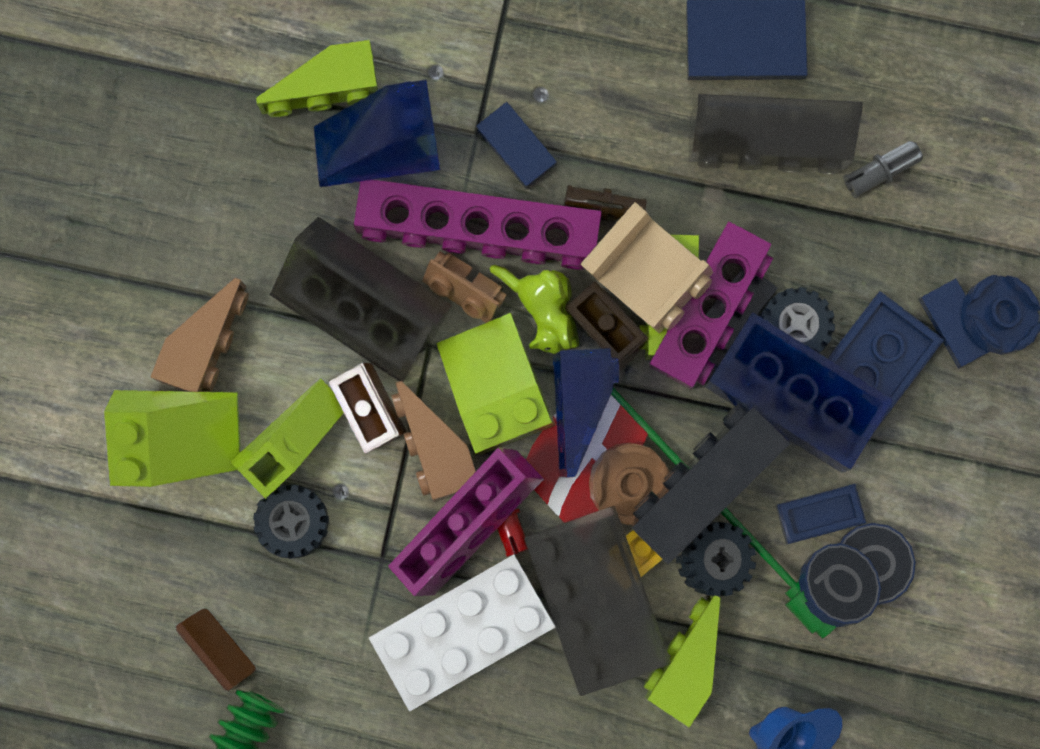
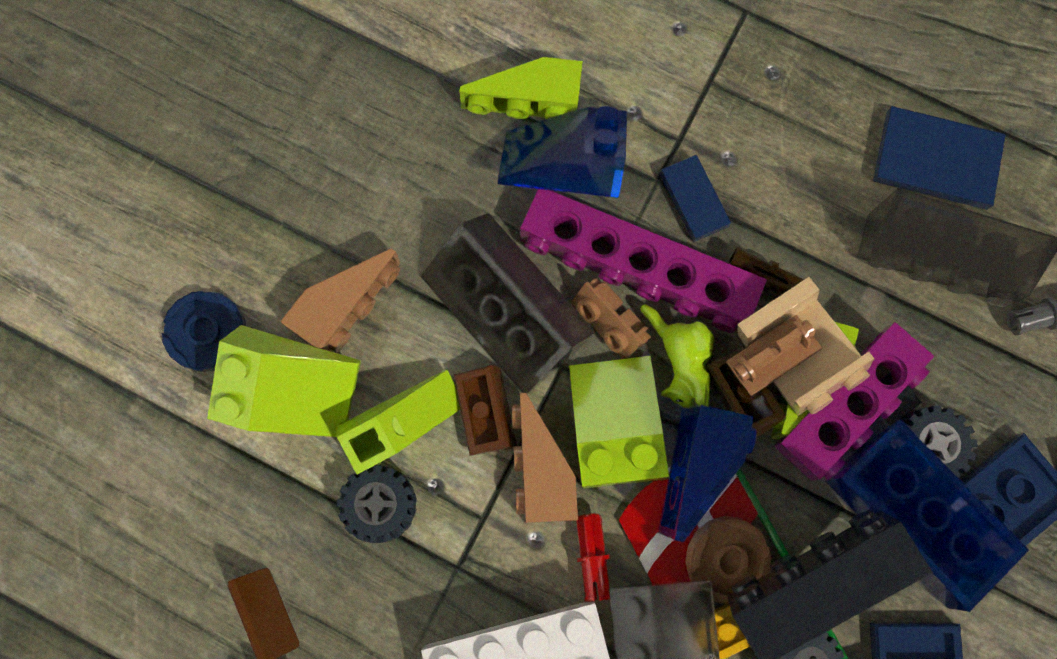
camera: 15 degrees right, 5 degrees down
(74, 404) = (196, 327): none -> dark blue tile
(465, 522) = (553, 555): magenta brick -> none
(623, 283) = (775, 354): none -> medium nougat hinge

